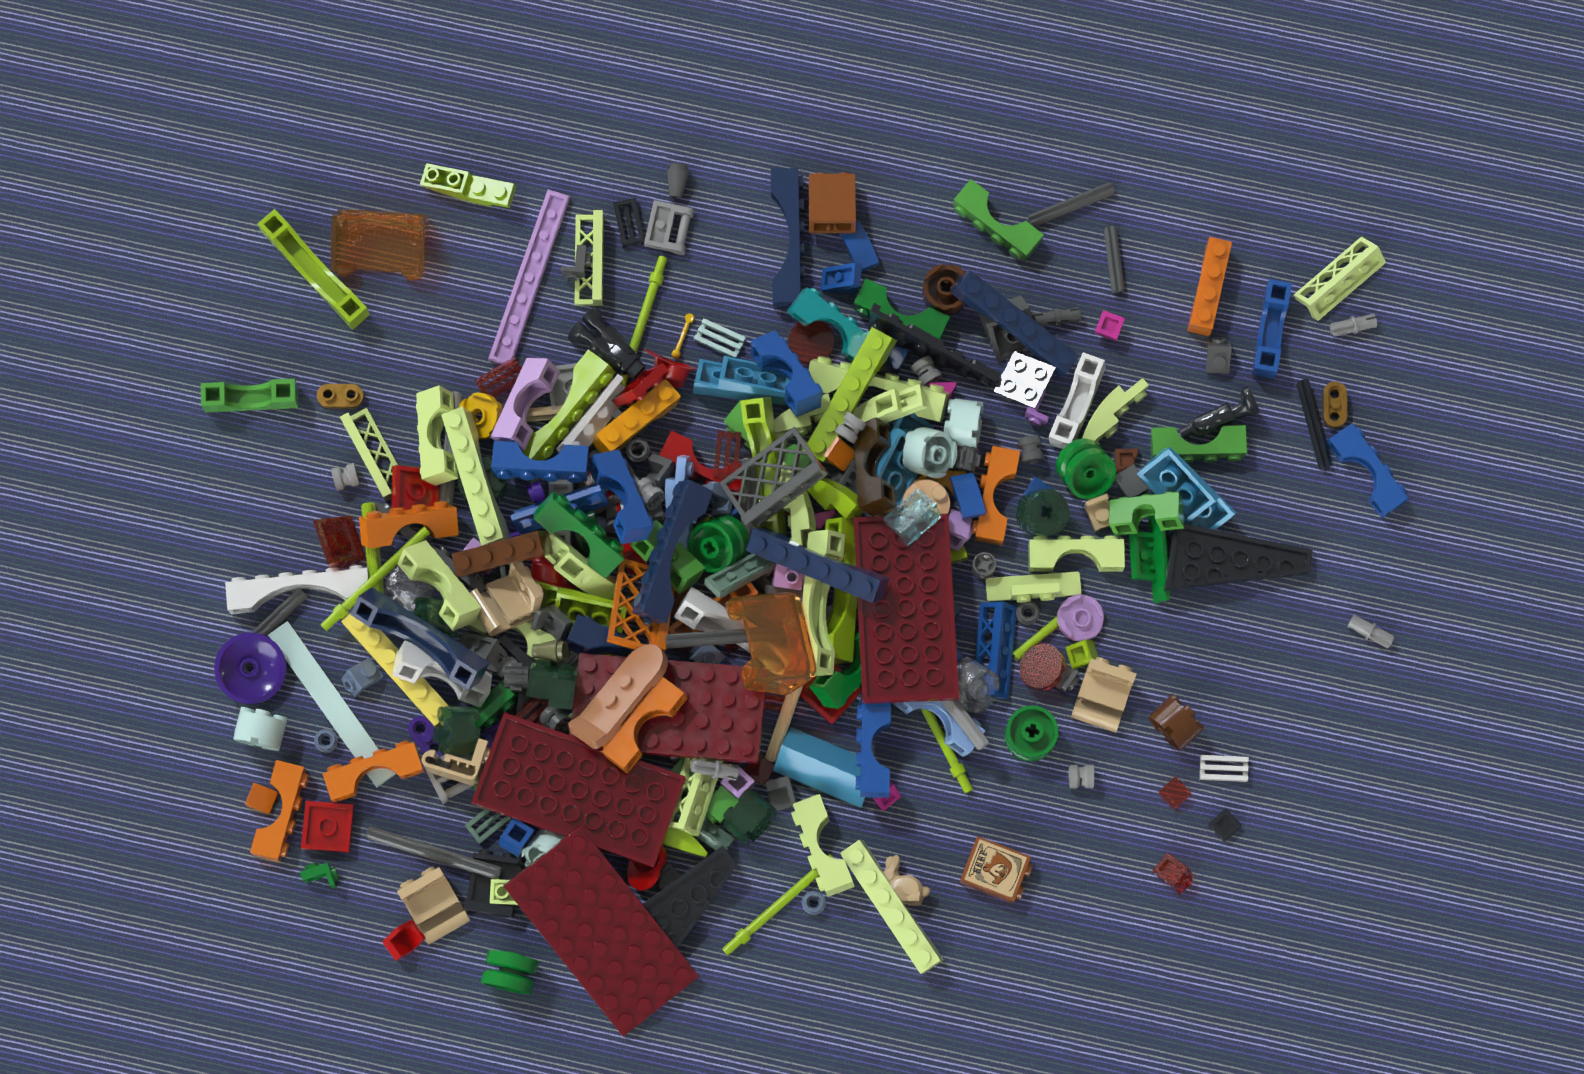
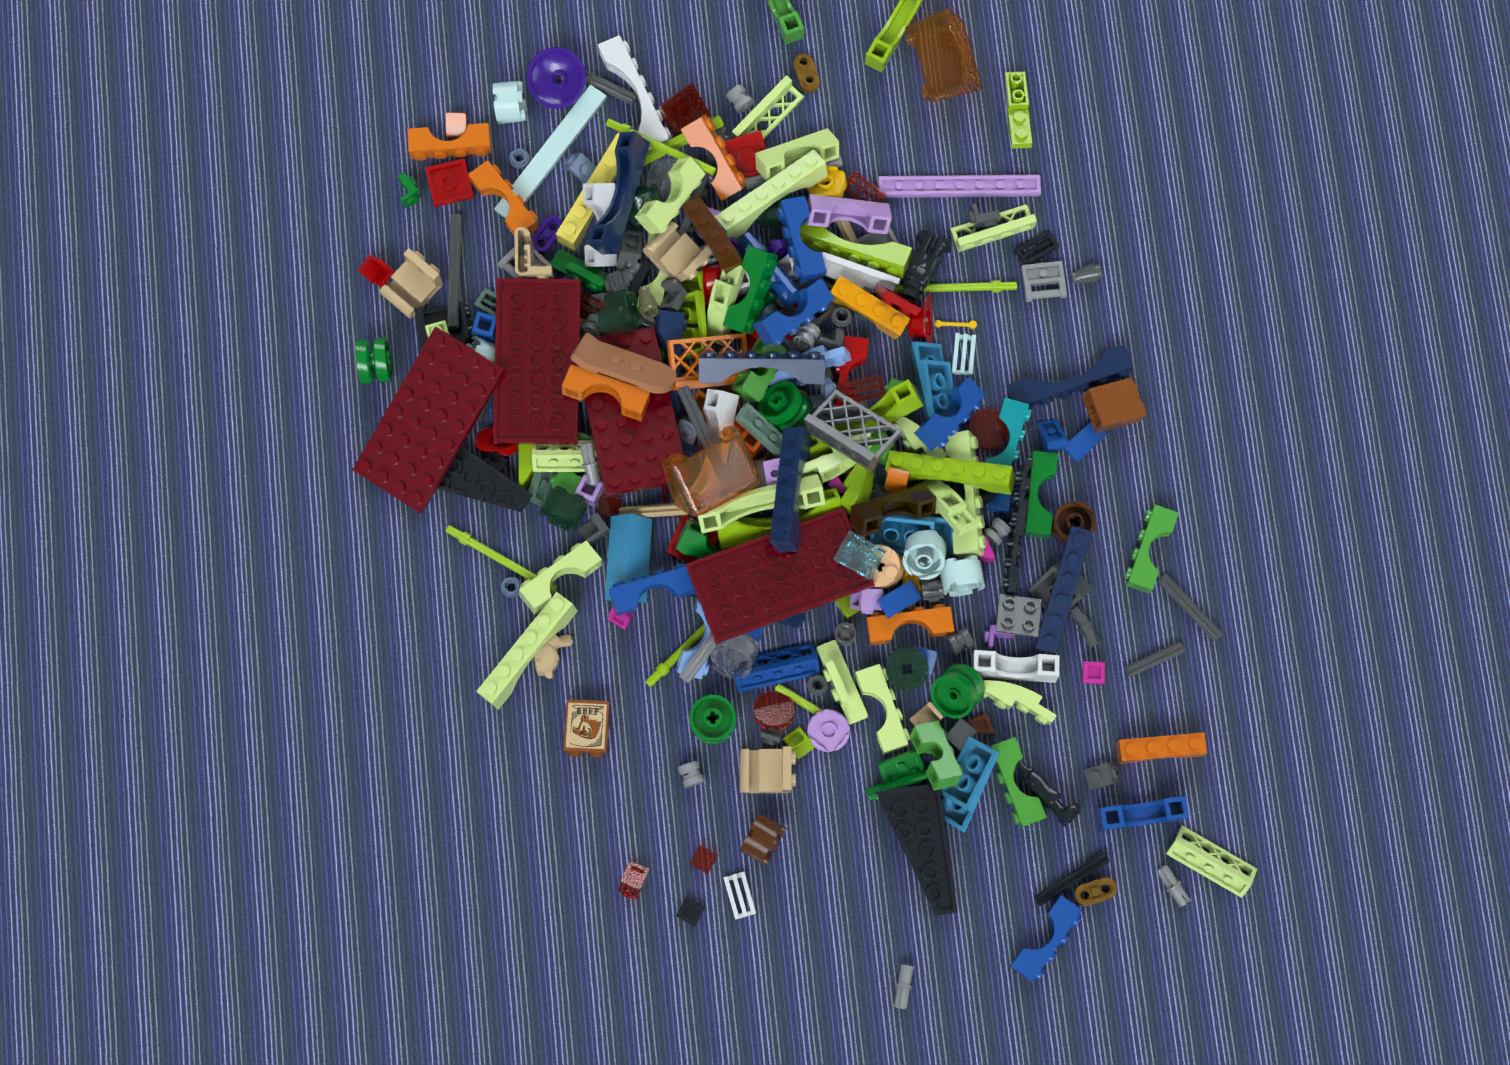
camera: 70 degrees right, 0 degrees up
(456, 730) = (556, 249): clear green brick -> none
(854, 423) = (920, 479): light grey wheel -> none

